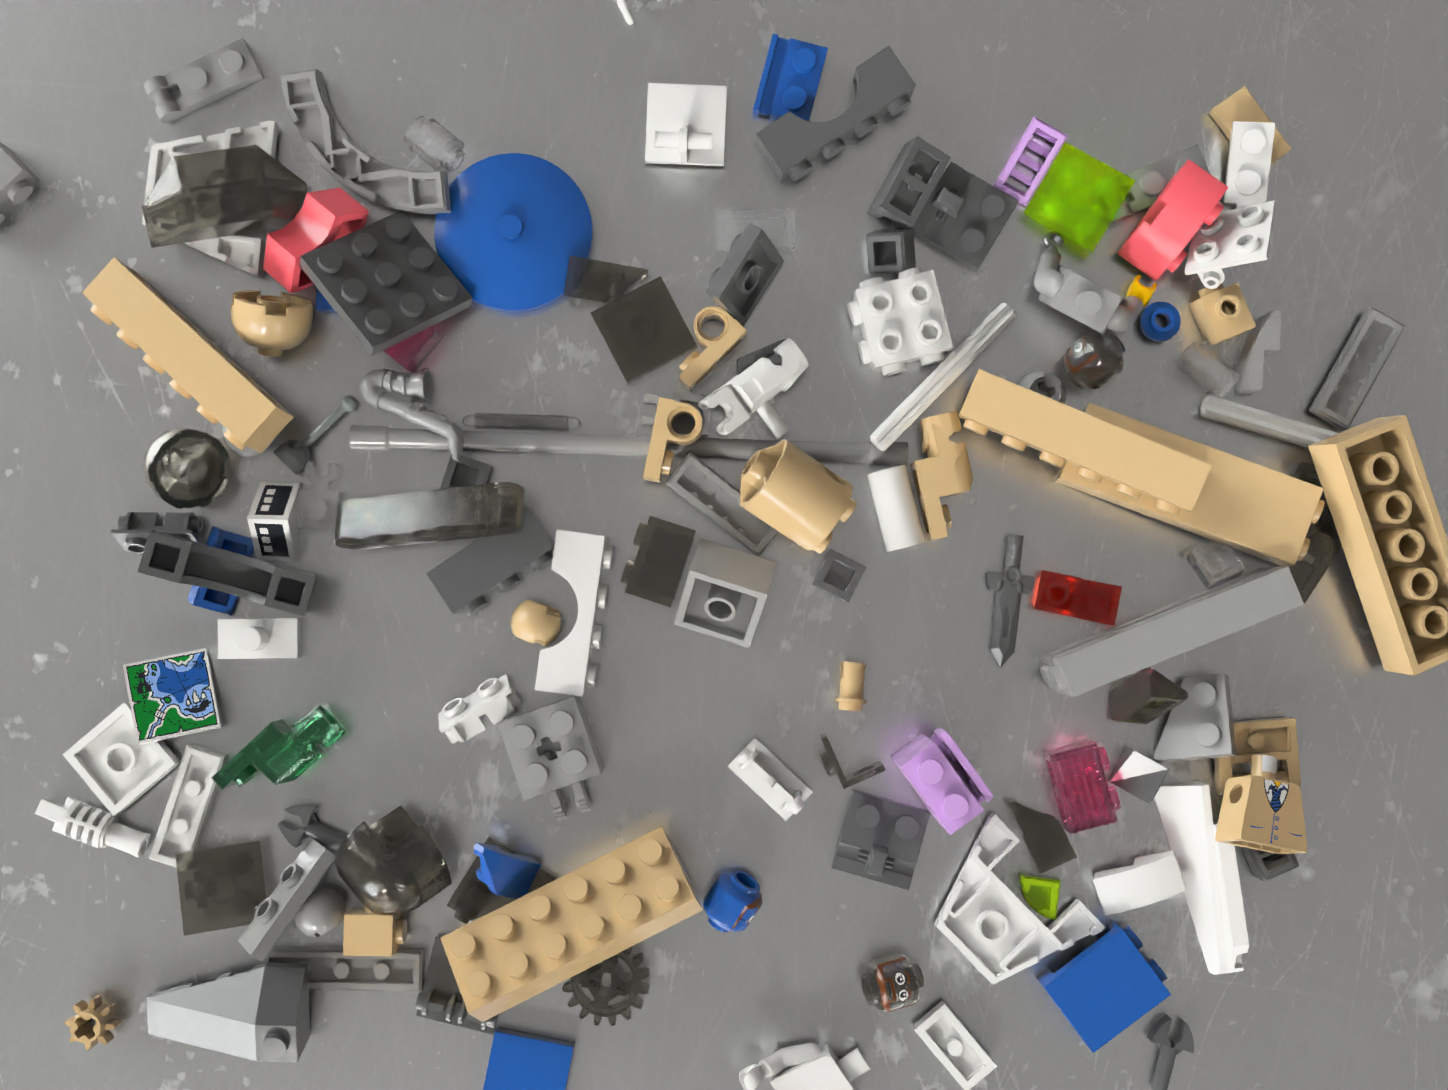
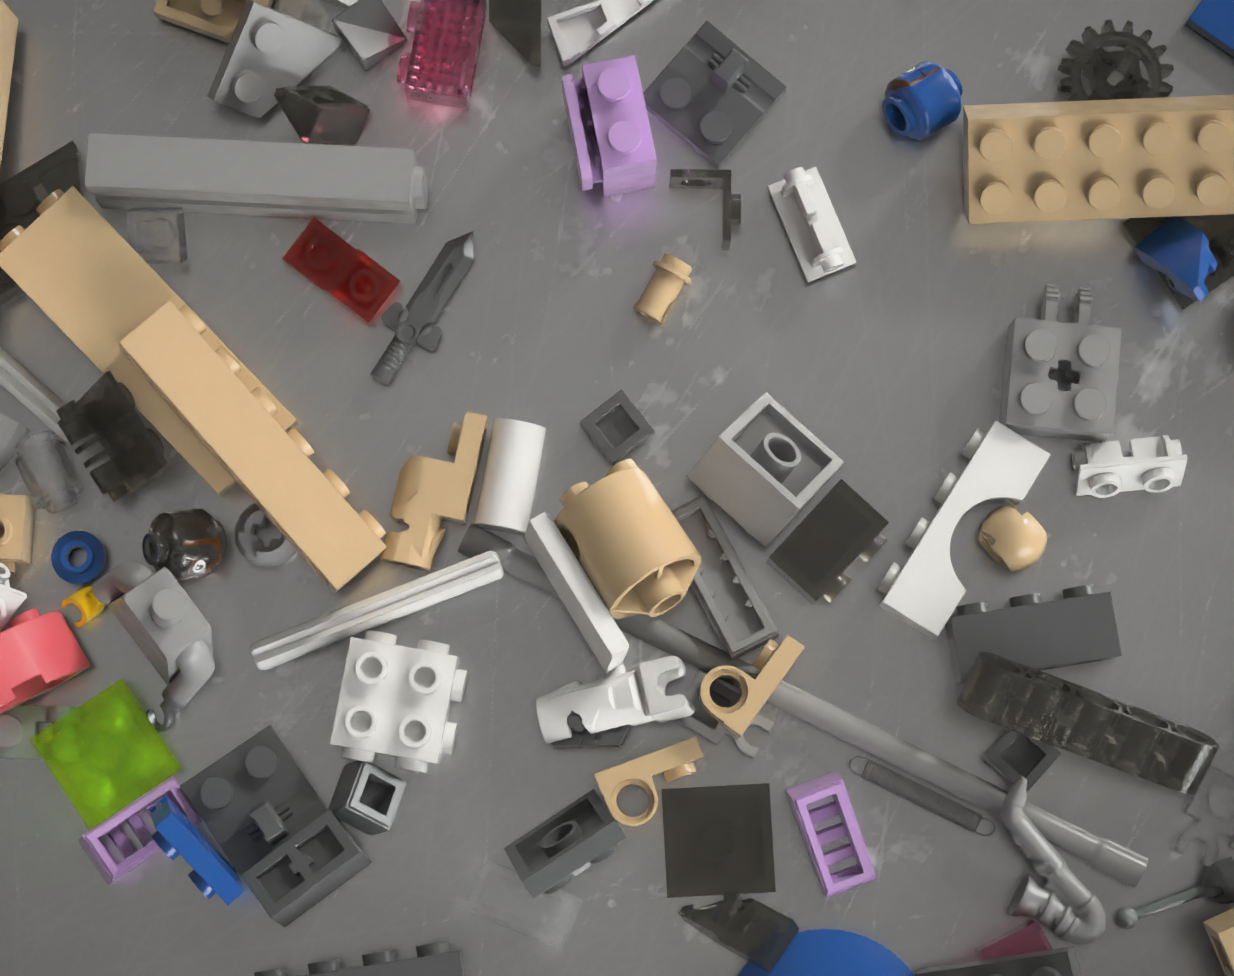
camera: 155 degrees left, 5 degrees down
(588, 387) = (815, 790): none -> lavender slope
(815, 446) = (576, 591): none -> white tile
(997, 161) = (180, 837): none -> blue plate
(1191, 424) = (111, 415): none -> clear smoke hinge

